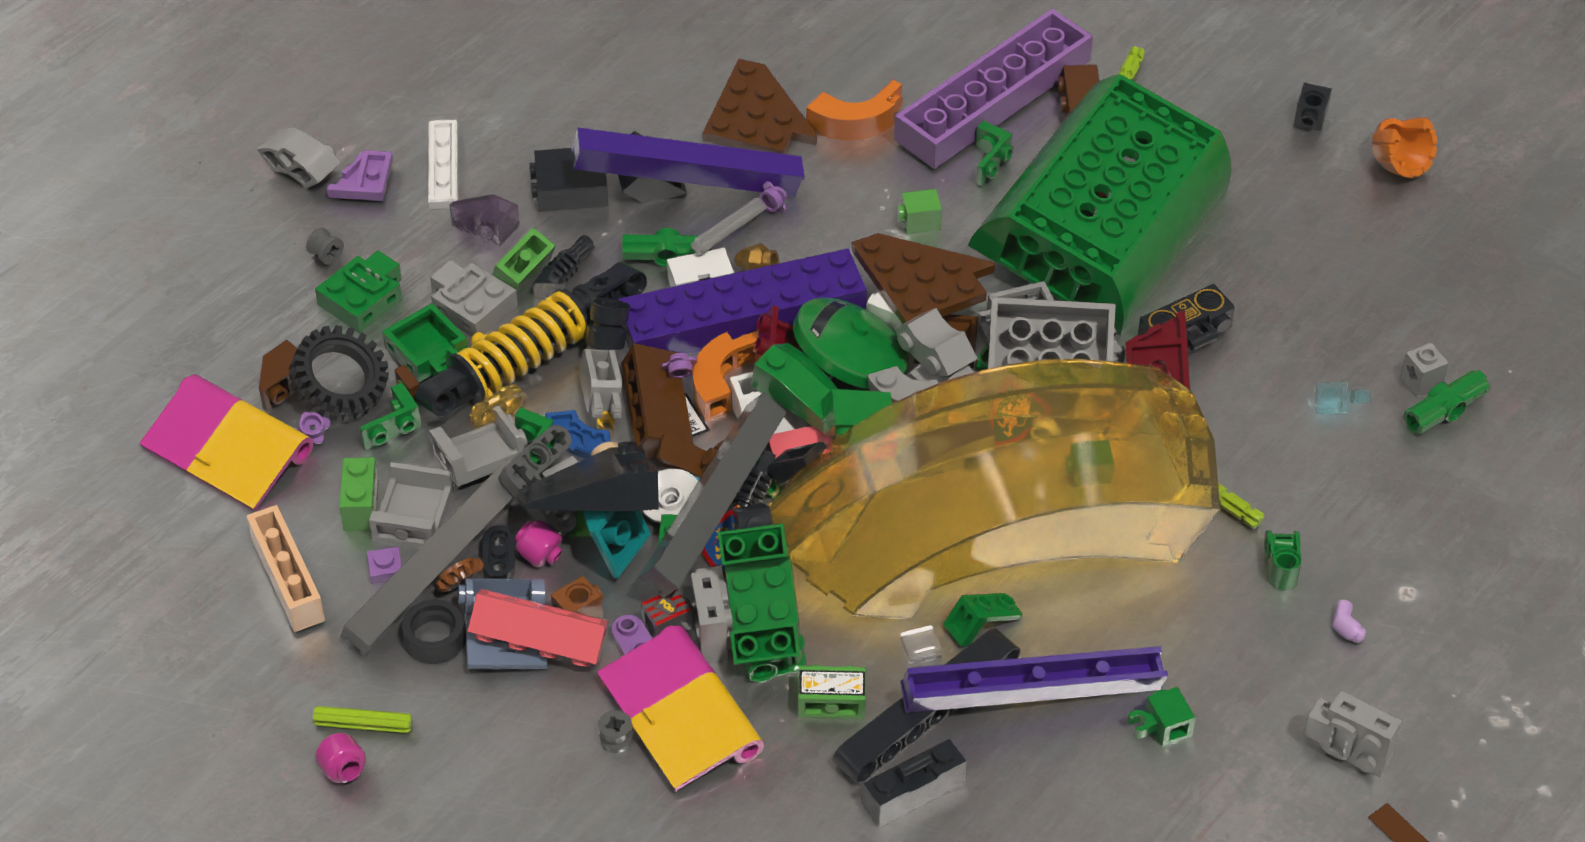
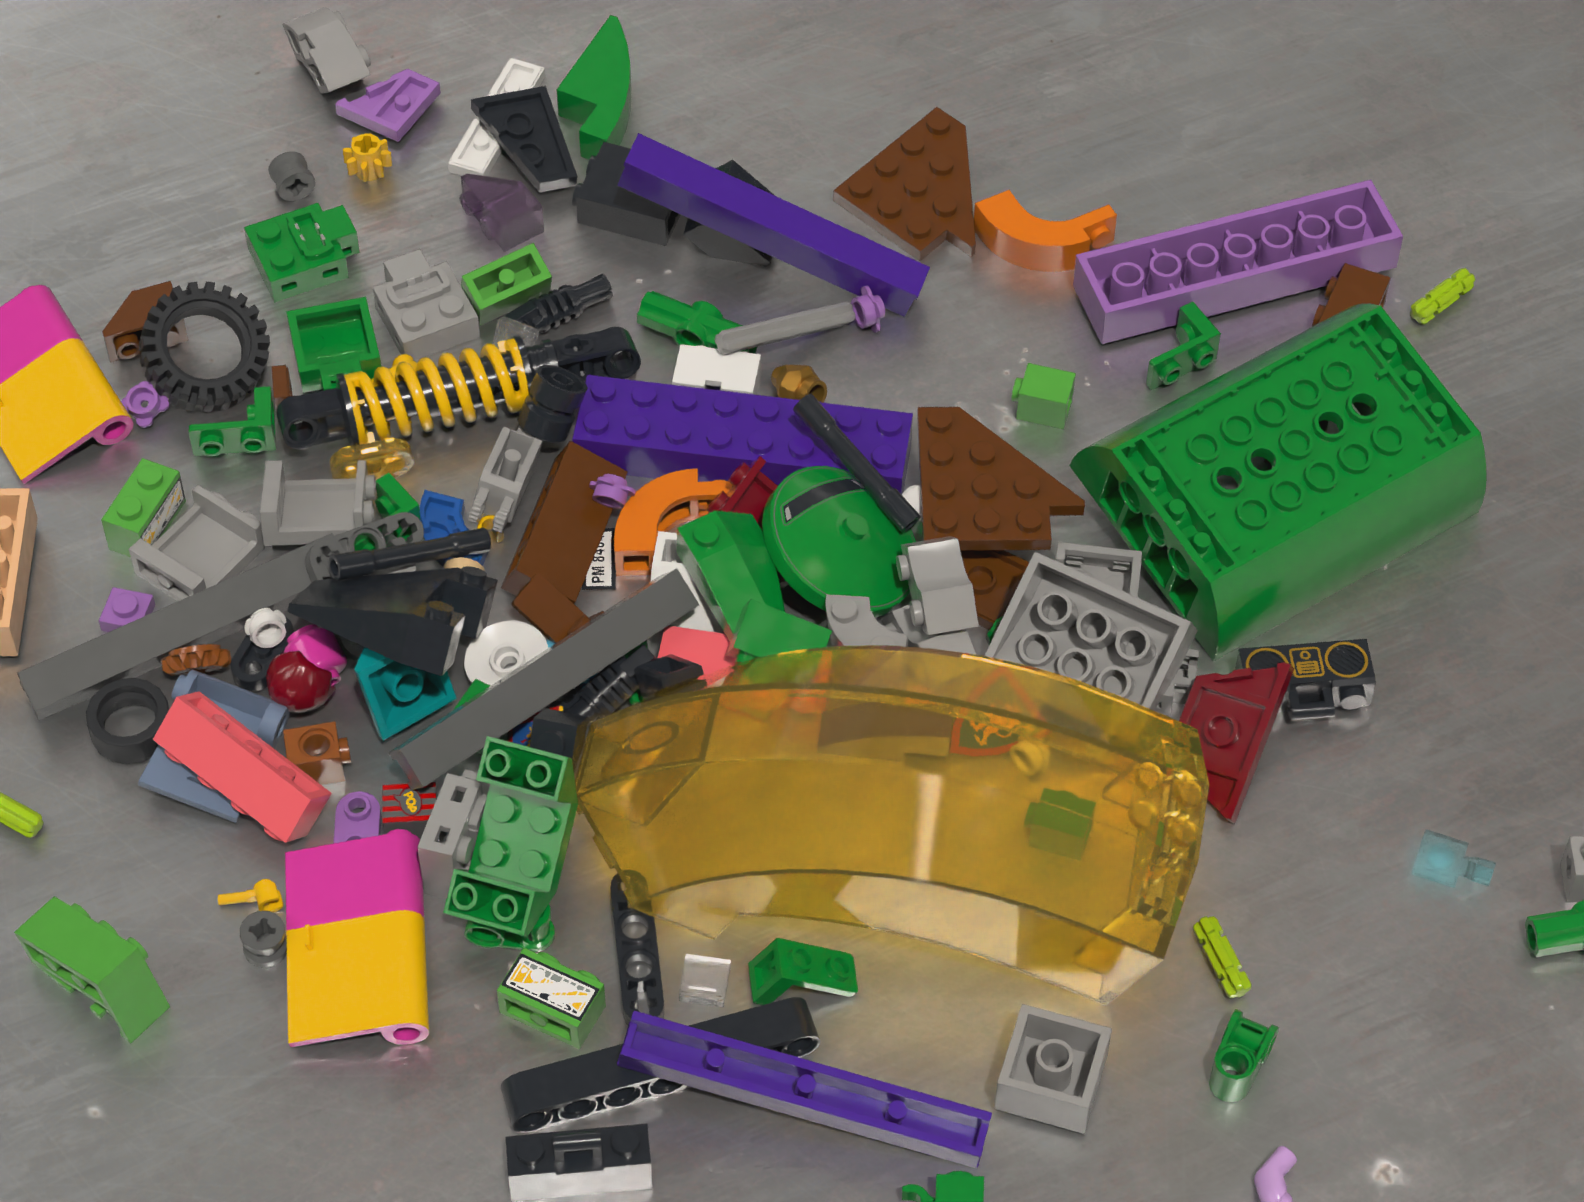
camera: 25 degrees right, 5 degrees up
(370, 216) = (367, 157): none -> yellow gear
(476, 164) = (530, 135): none -> black wing
(497, 534) = (266, 627): none -> white plate
(507, 121) = (599, 90): none -> green slope
(511, 788) = (96, 963): none -> bright green wedge
(541, 560) = (298, 682): none -> dark red hair
(549, 464) = (368, 561): none -> black piece
(596, 703) = (263, 892): none -> yellow hand
(862, 645) = (633, 950): none -> black beam
(866, 304) = (886, 496): none -> black piece
(1178, 607) = (1052, 1068): none -> light grey brick

